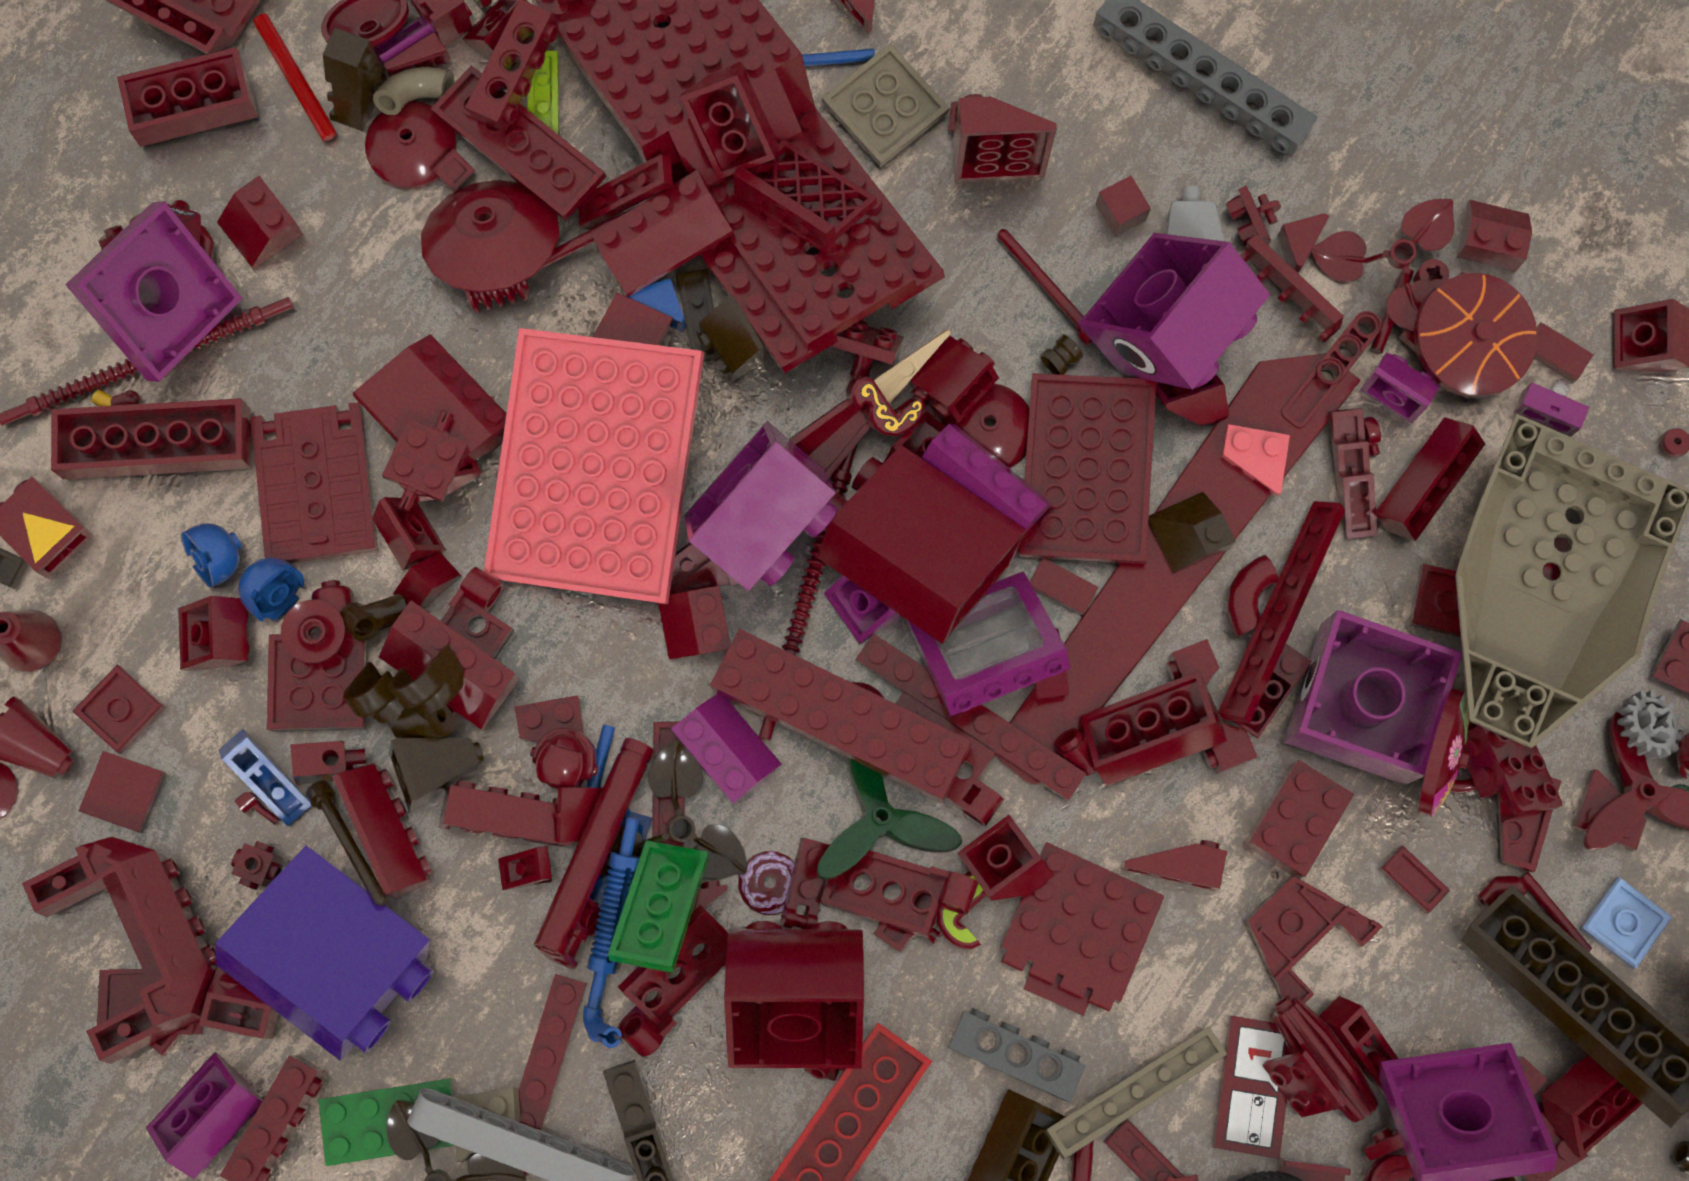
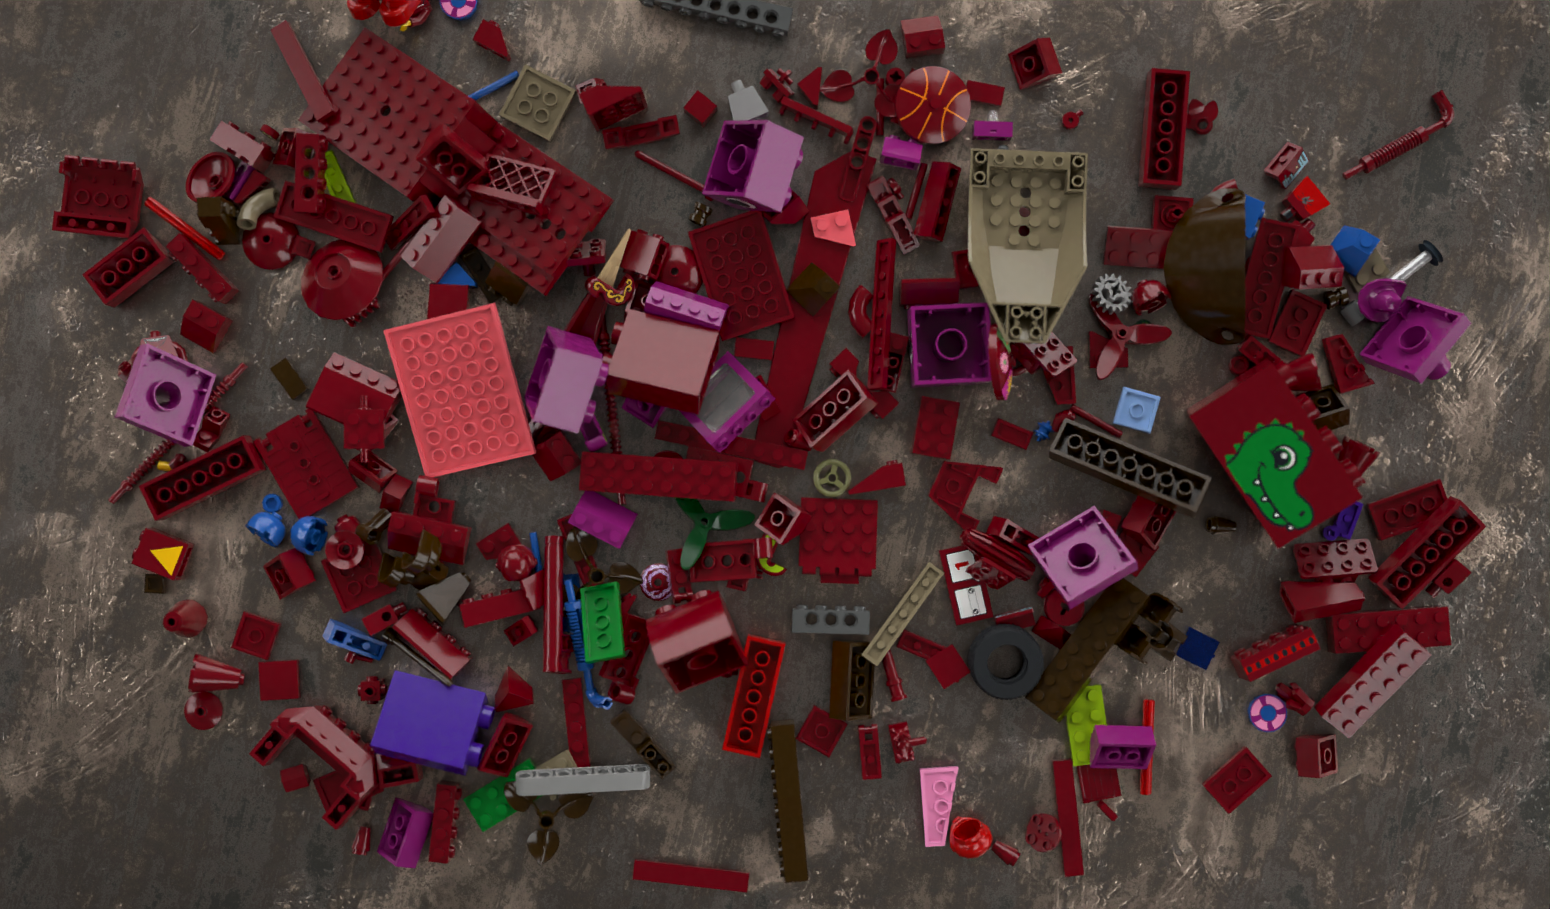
camera: 20 degrees left, 10 degrees up
(75, 954) = (295, 777): none -> dark red piece
(130, 1100) = (361, 843): none -> dark red cone
(199, 375) = (212, 429): none -> dark red slope
(237, 520) = (272, 503): none -> blue tile
(293, 140) = (204, 271): none -> dark red brick
(346, 349) = (289, 378): none -> dark brown tile
(422, 1039) = (505, 745): none -> dark red slope
(471, 961) = (513, 692): none -> dark red slope
(765, 610) = (593, 435): none -> magenta animal
(1021, 208) = (641, 133): none -> dark red slope
(1082, 829) = (842, 487): none -> olive piece
(1366, 600) = (928, 292): none -> dark red slope
(1402, 451) = (916, 190): none -> dark red bar
(1467, 894) = (1043, 431): none -> blue wheel

